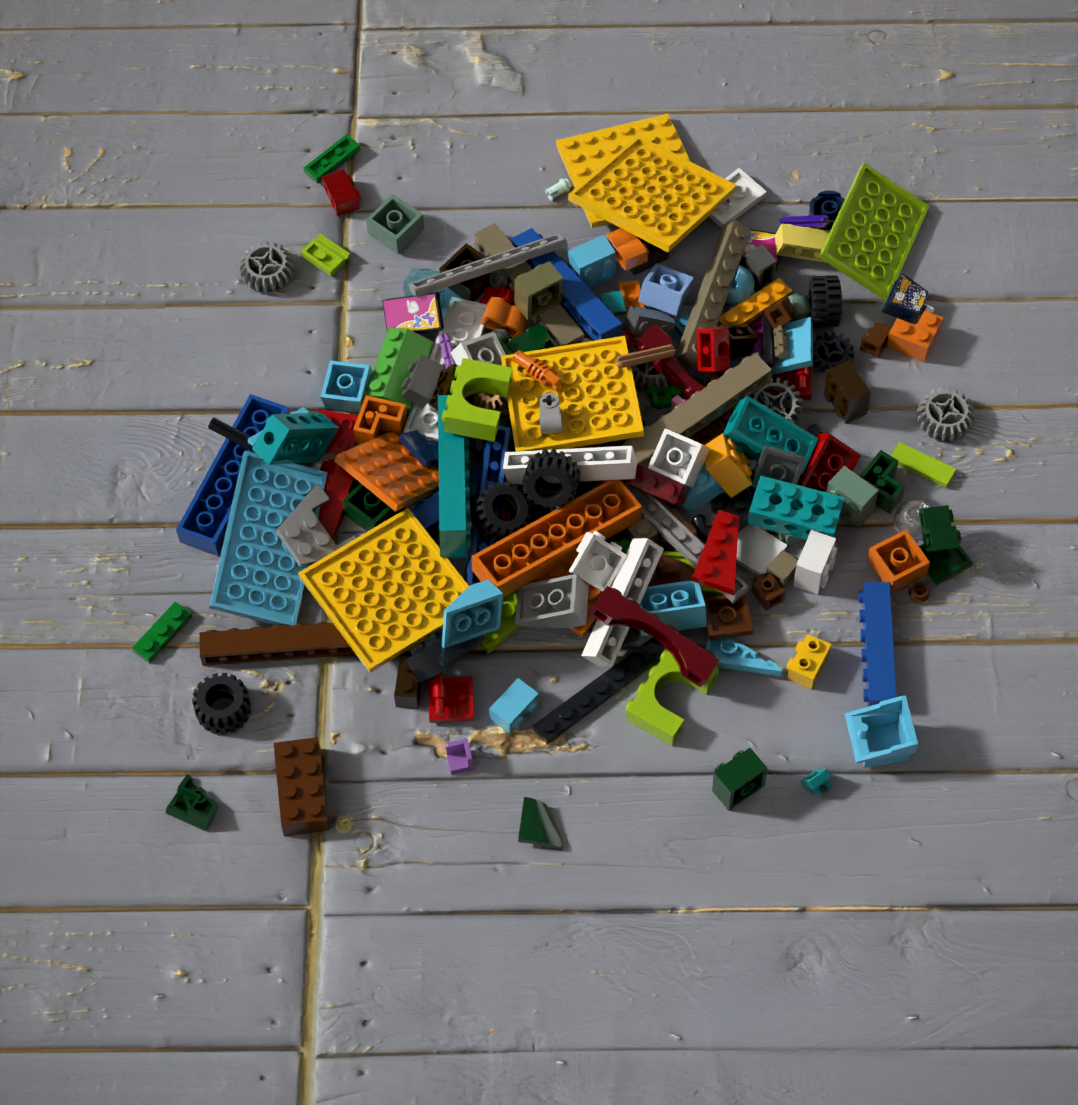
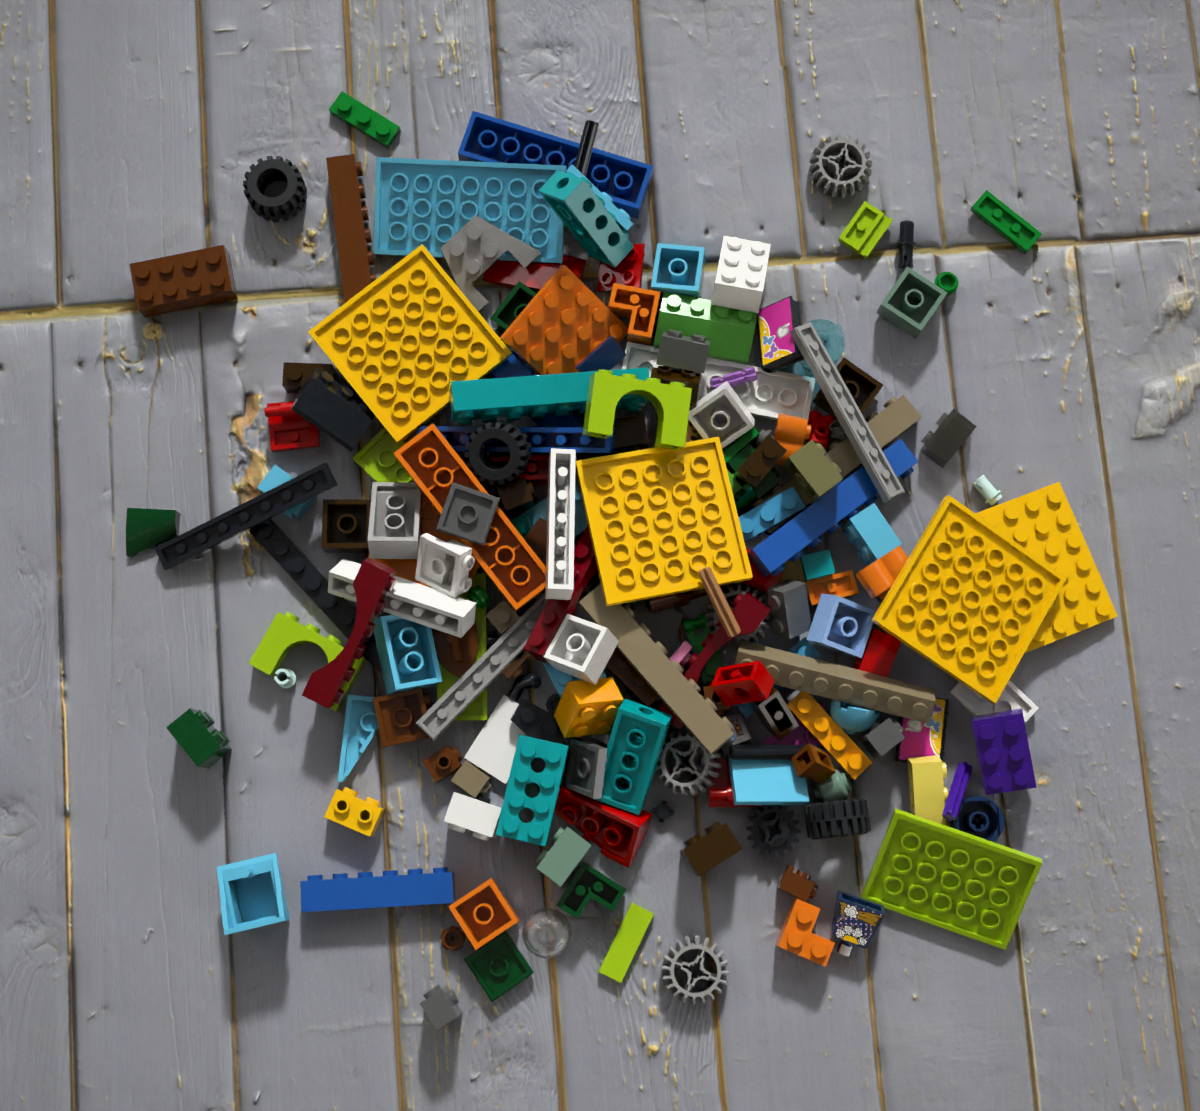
camera: 85 degrees right, 20 degrees up
(192, 805) = (166, 176): dark green slope -> none
(341, 192) = (956, 237): red brick -> none
(342, 227) = (906, 244): none -> black axle
(357, 336) = (741, 274): none -> white brick
(376, 201) = (947, 282): none -> green plate
(459, 756) = (225, 441): medium lavender panel -> none
(472, 614) = (367, 432): medium azure slope -> none
(512, 211) = (948, 438): none -> clear smoke brick
(524, 329) = (760, 462): none -> dark brown brick
(537, 733) = (246, 516): none -> black plate
(538, 370) = (691, 478): orange hinge -> none
(547, 493) = (530, 501): black tyre -> none
(550, 414) = (617, 496): light grey piece -> none
(551, 652) = (345, 525): none -> dark brown brick
(556, 533) = (468, 514): none -> dark grey tile
(565, 325) = (770, 513): none -> dark azure plate
(688, 710) = (288, 682): none -> light aqua pin
(692, 266) = (878, 653): none -> red brick
(718, 559) = (463, 702): red wing -> none
(774, 189) = (1003, 751): none -> dark purple brick
(780, 342) = (767, 765): dark tan axle -> none
(815, 779) = (209, 824): teal tile -> none
(937, 529) = (511, 959): dark green brick -> none
(978, 595) = (441, 1006): none -> dark grey brick

